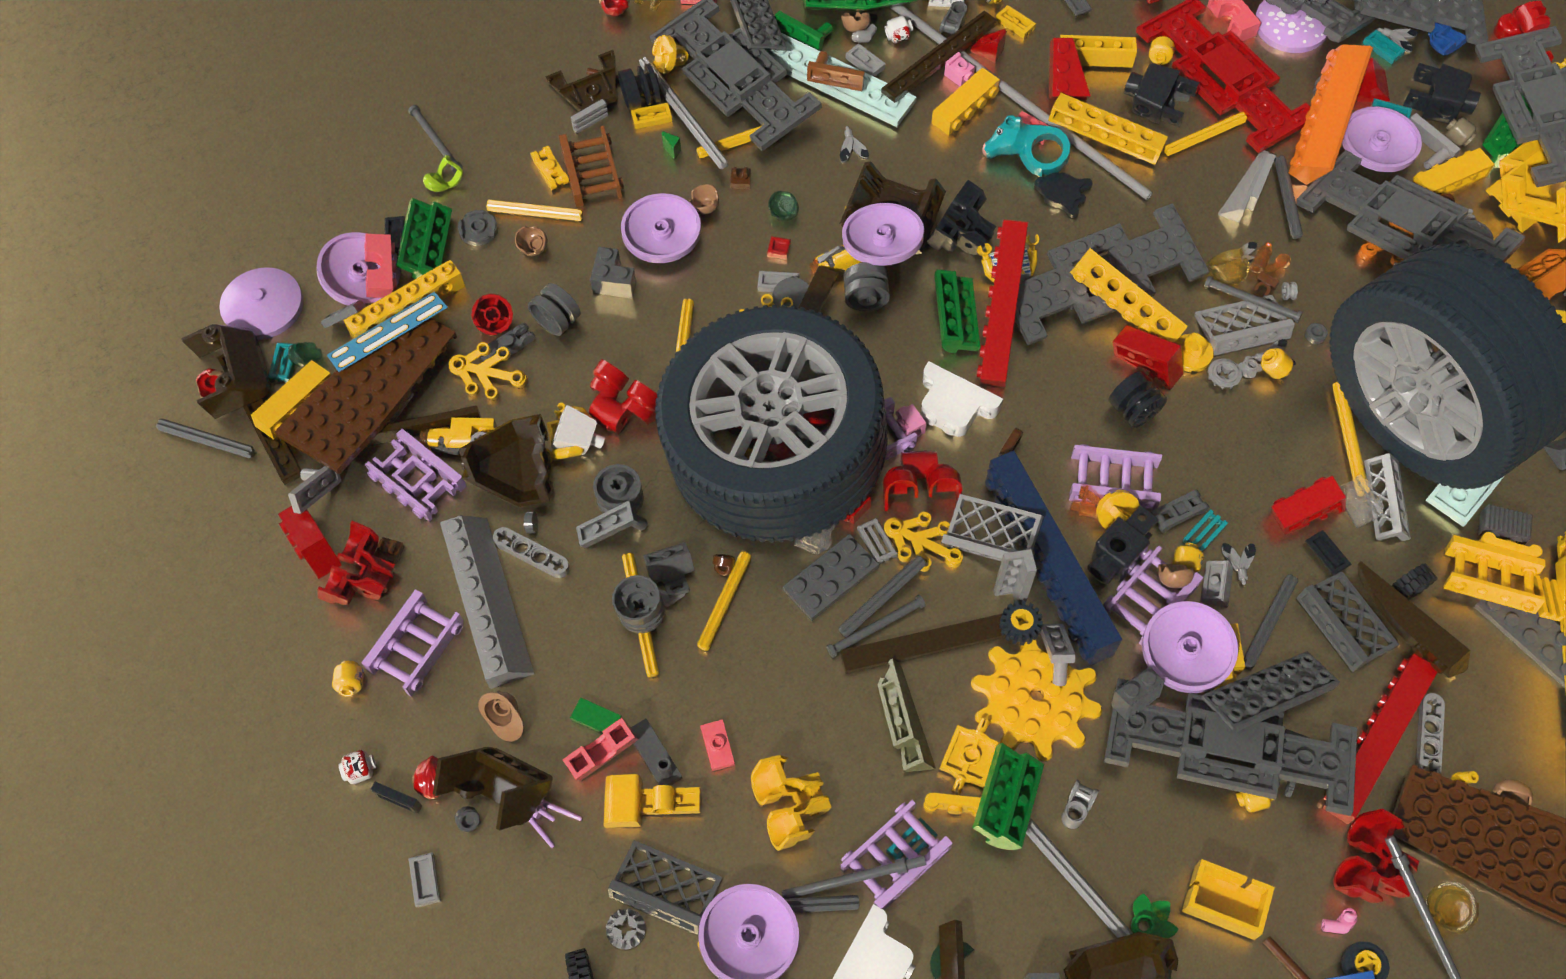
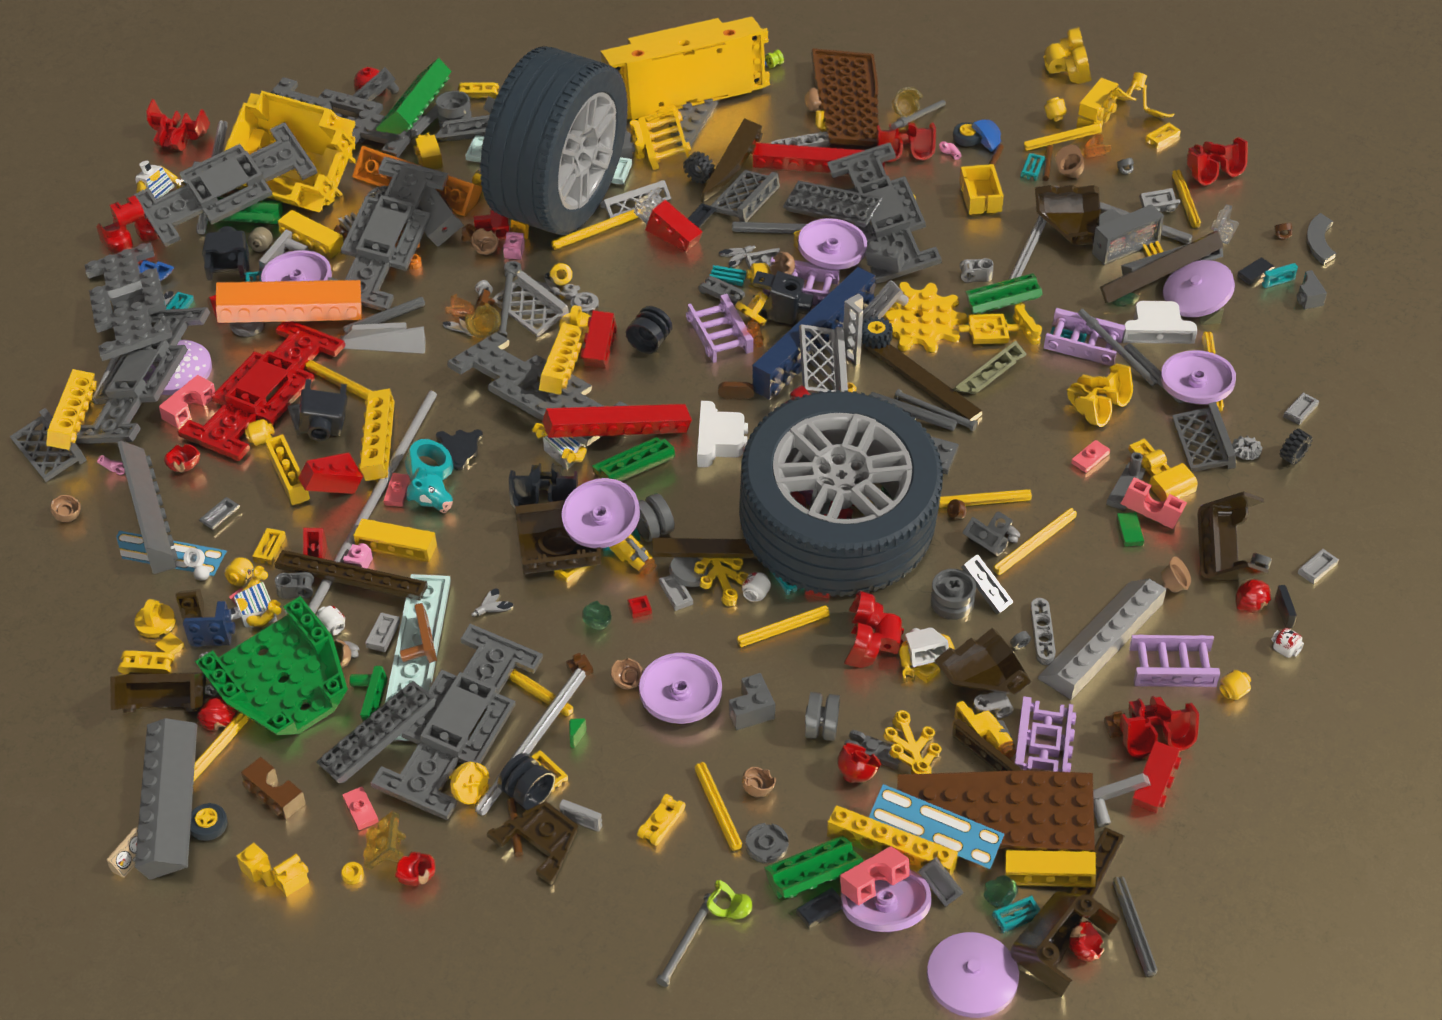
camera: 120 degrees left, 15 degrees down
(576, 177) = (646, 800): dark orange fence -> none
(637, 593) = (1037, 523): dark grey wheel -> none
(1154, 916) = (1018, 222): green plate -> none

